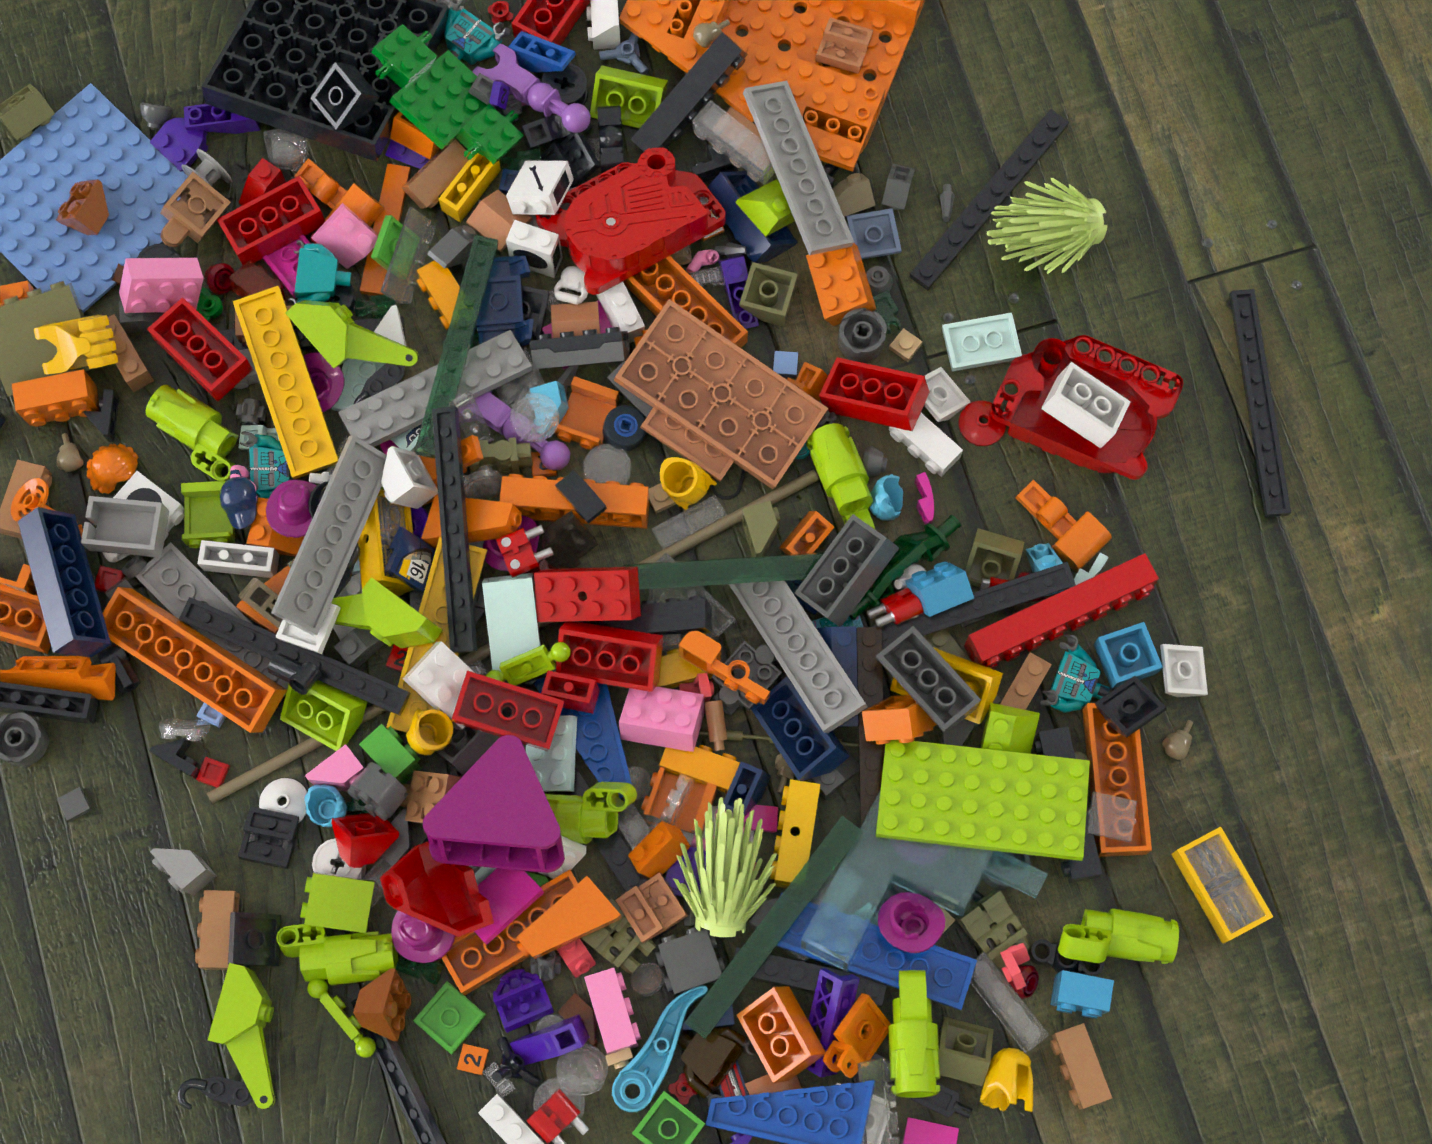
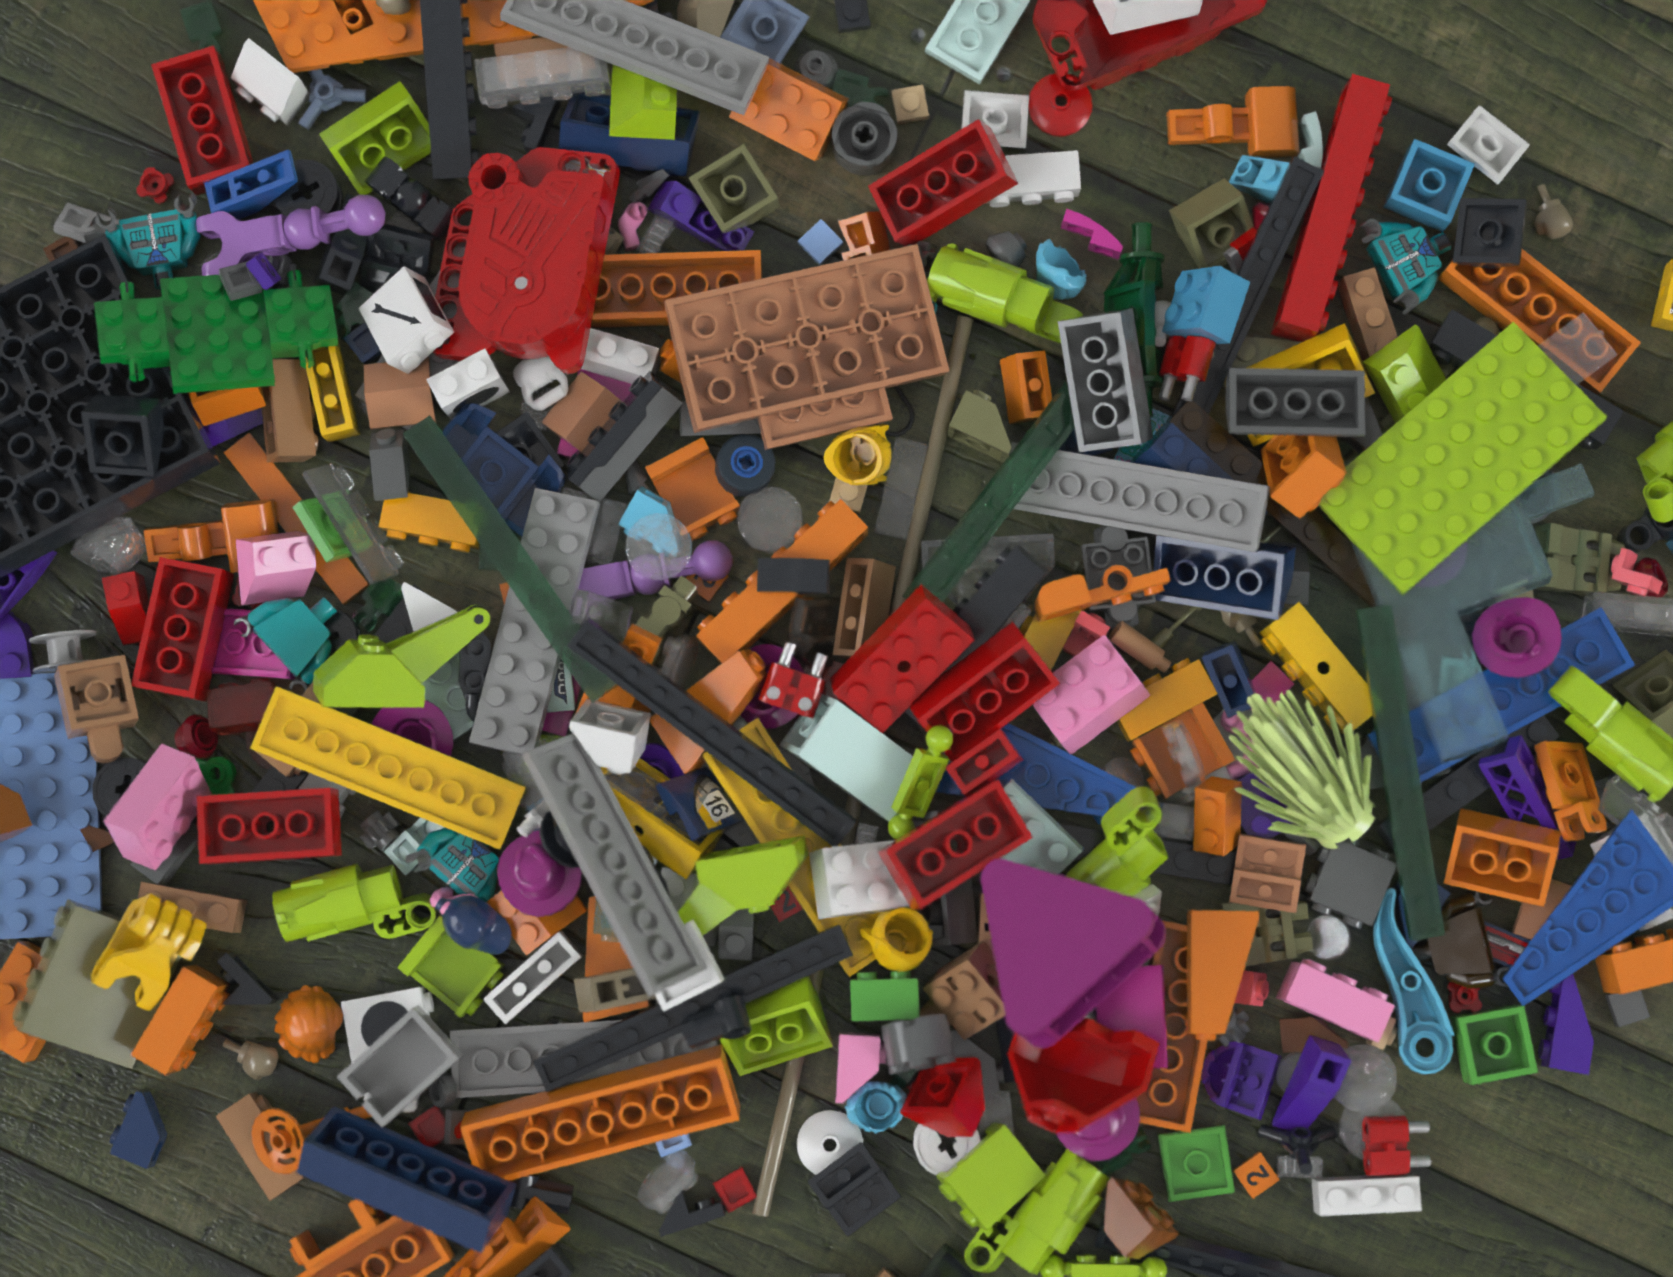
camera: 45 degrees left, 10 degrees up
(609, 550) = (863, 603): none -> medium nougat brick

